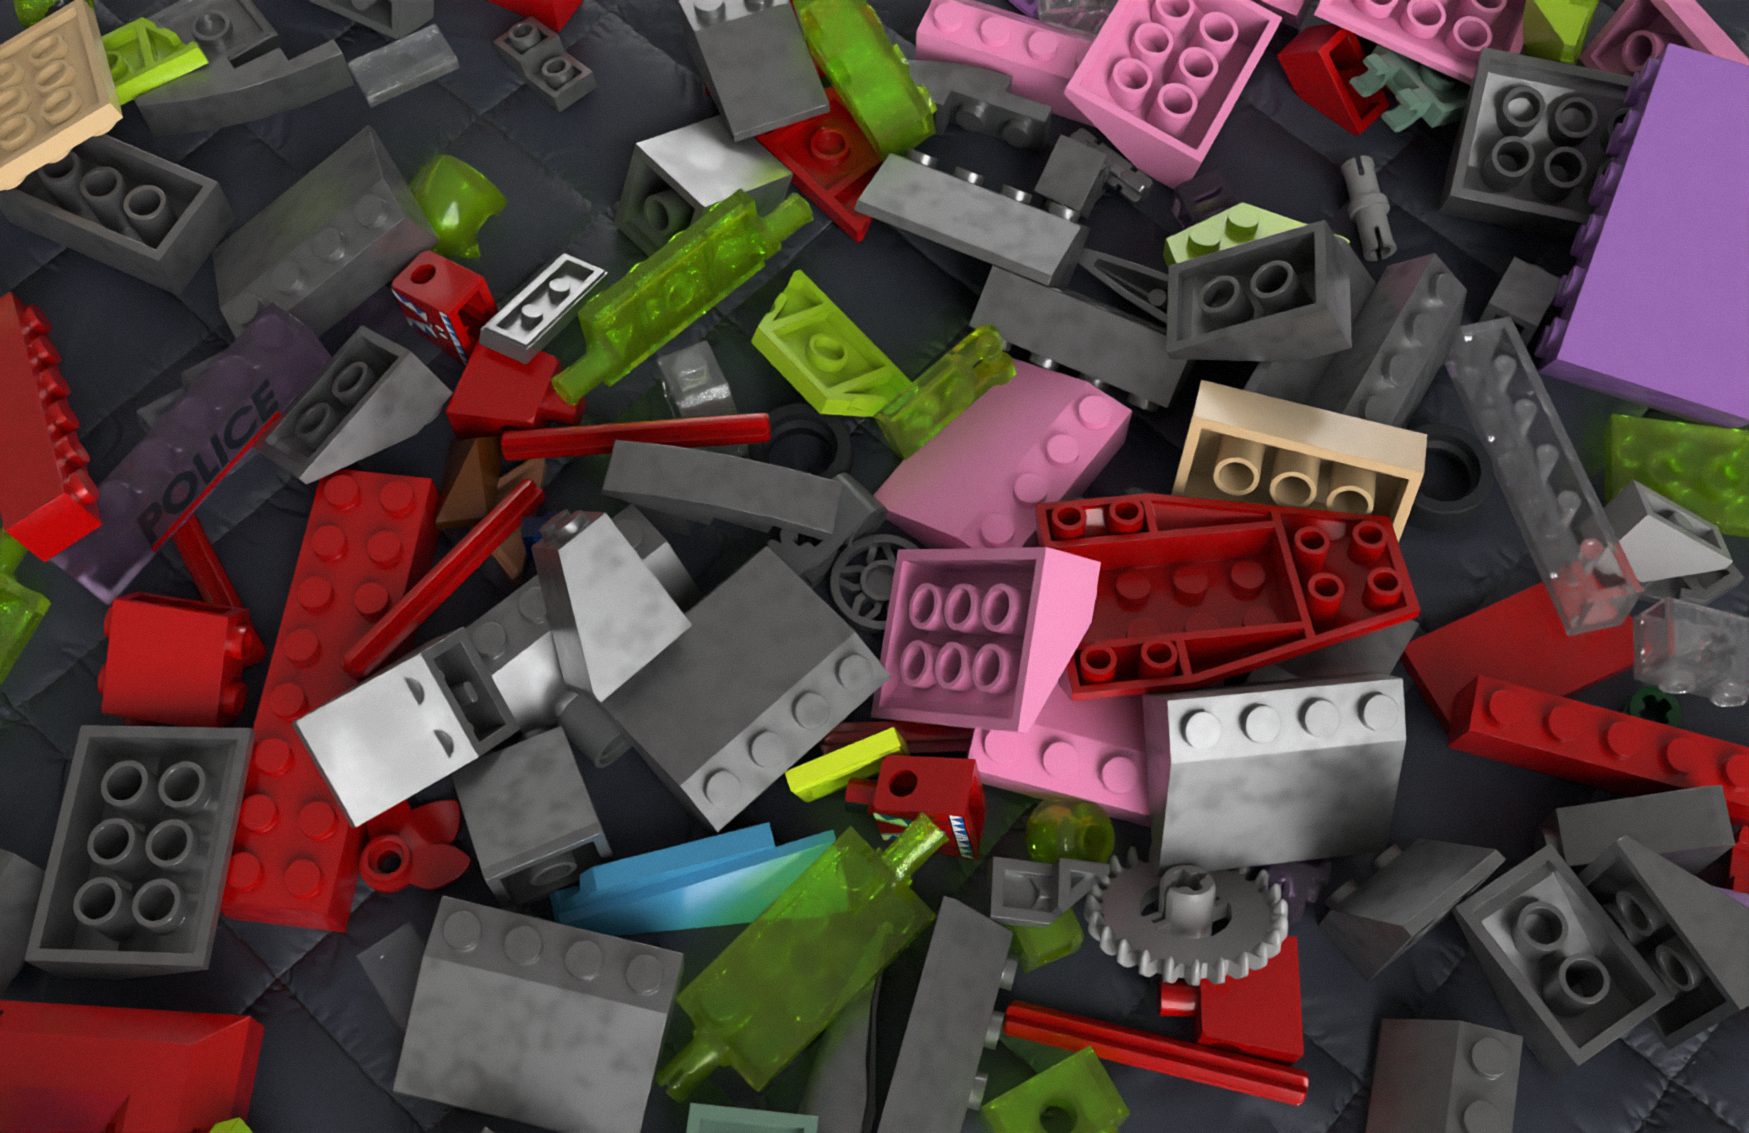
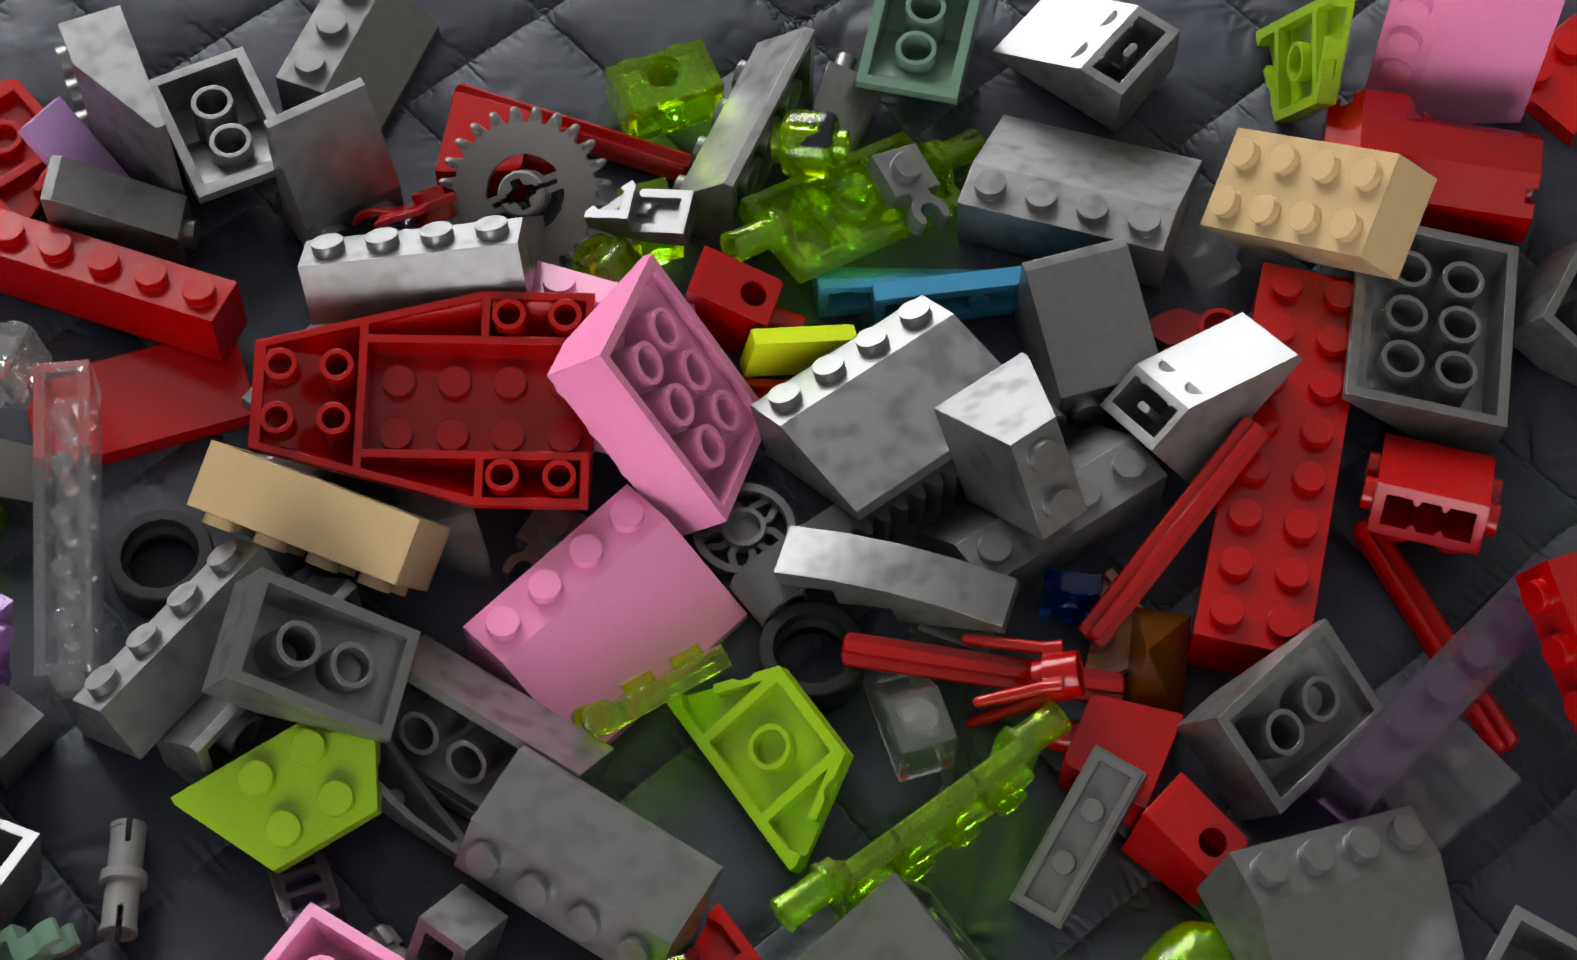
camera: 175 degrees left, 5 degrees down
(253, 958) = (1319, 202): none -> tan brick
(567, 412) = (1055, 678): none -> red plant
(746, 981) = (909, 182): none -> flat silver plate
(863, 1006) = (809, 143): none -> clear neon green head
(1310, 848) = (427, 207): none -> red plate
(1654, 698) = (54, 320): dark green bush -> none

